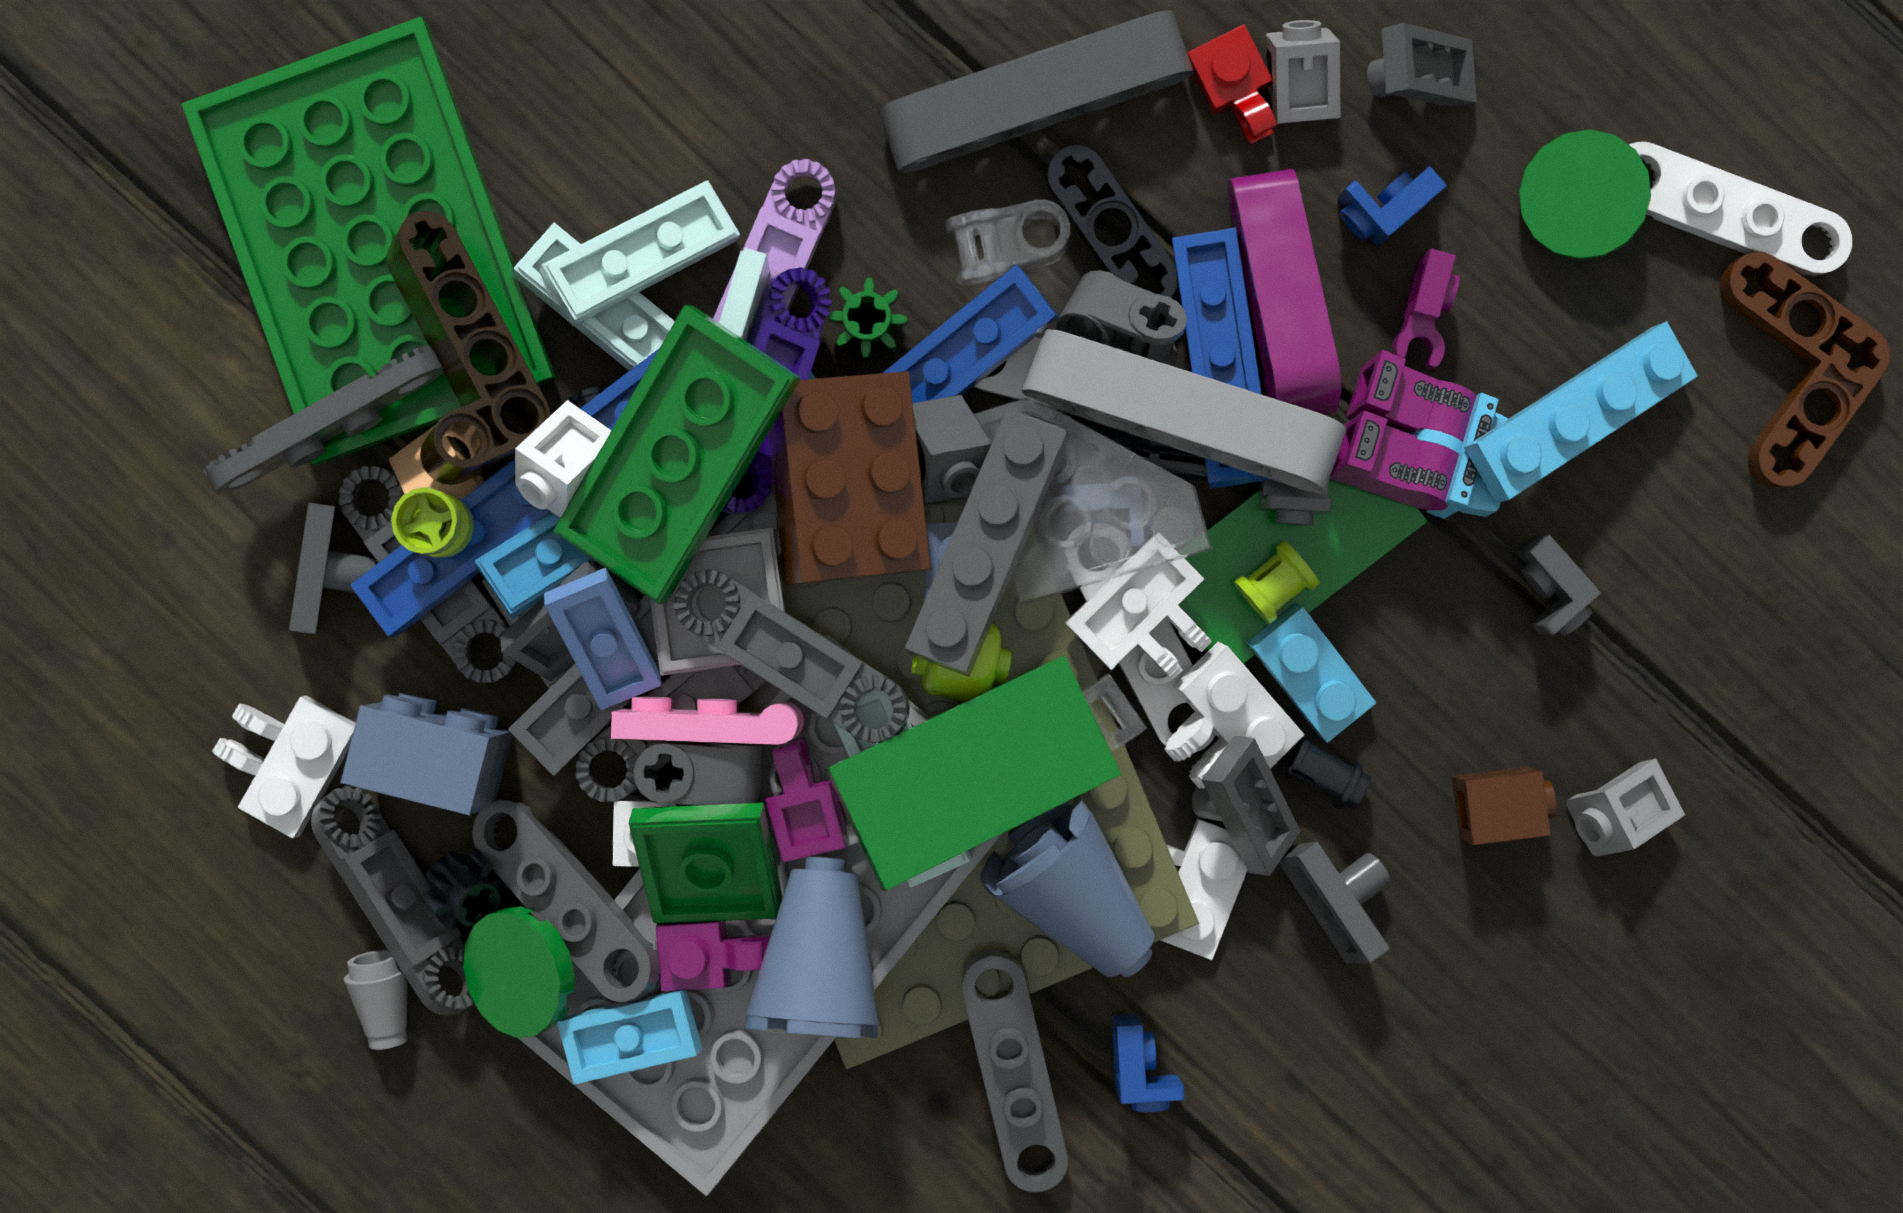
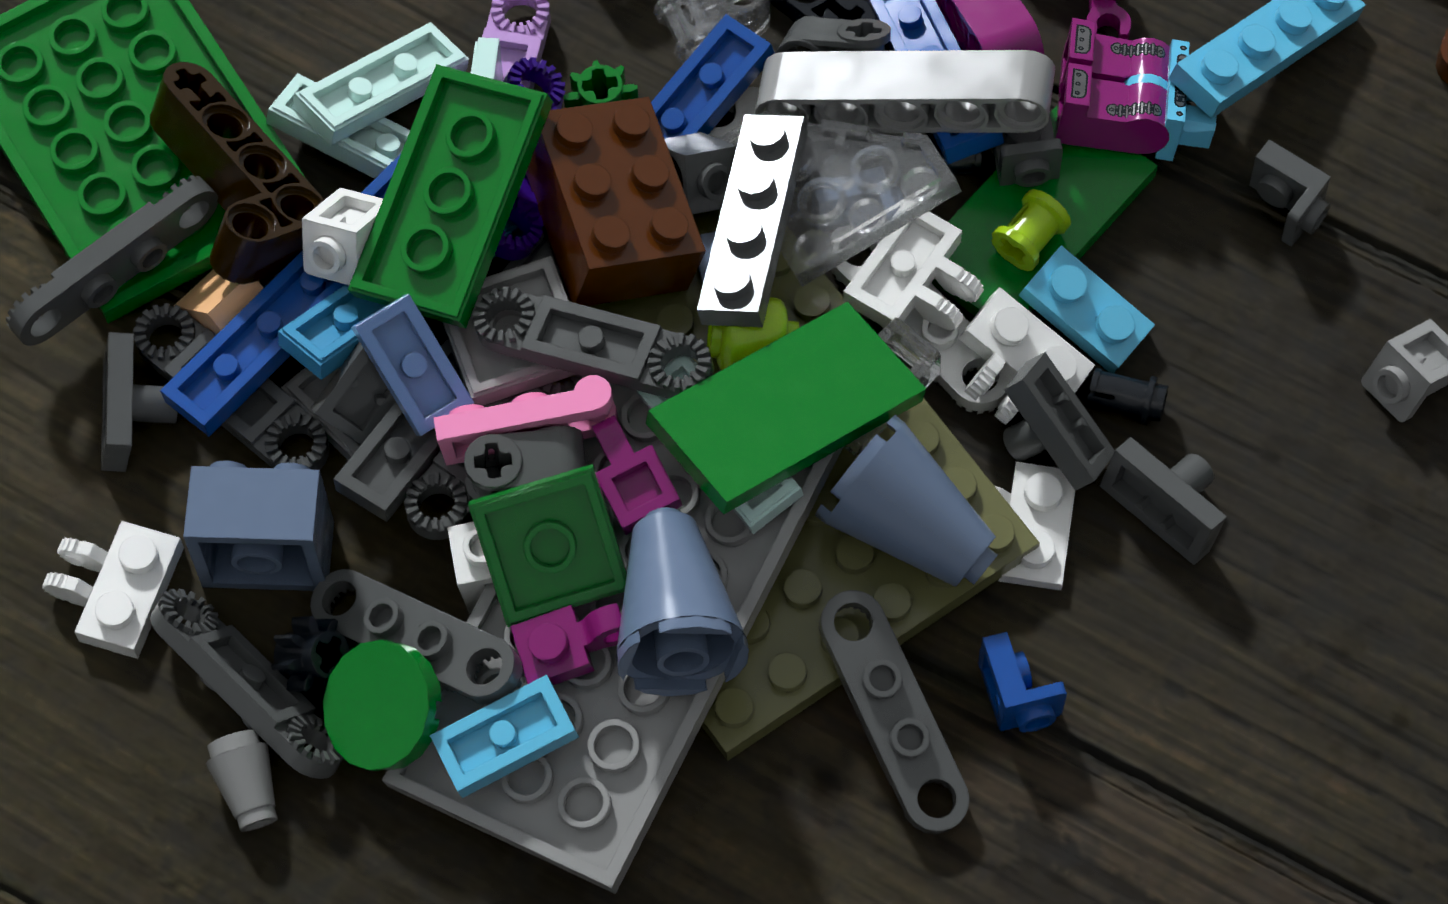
camera: 10 degrees left, 25 degrees down
(419, 523) = (233, 307): lime wheel -> none
(1503, 805) = (1299, 384): reddish brown brick -> none

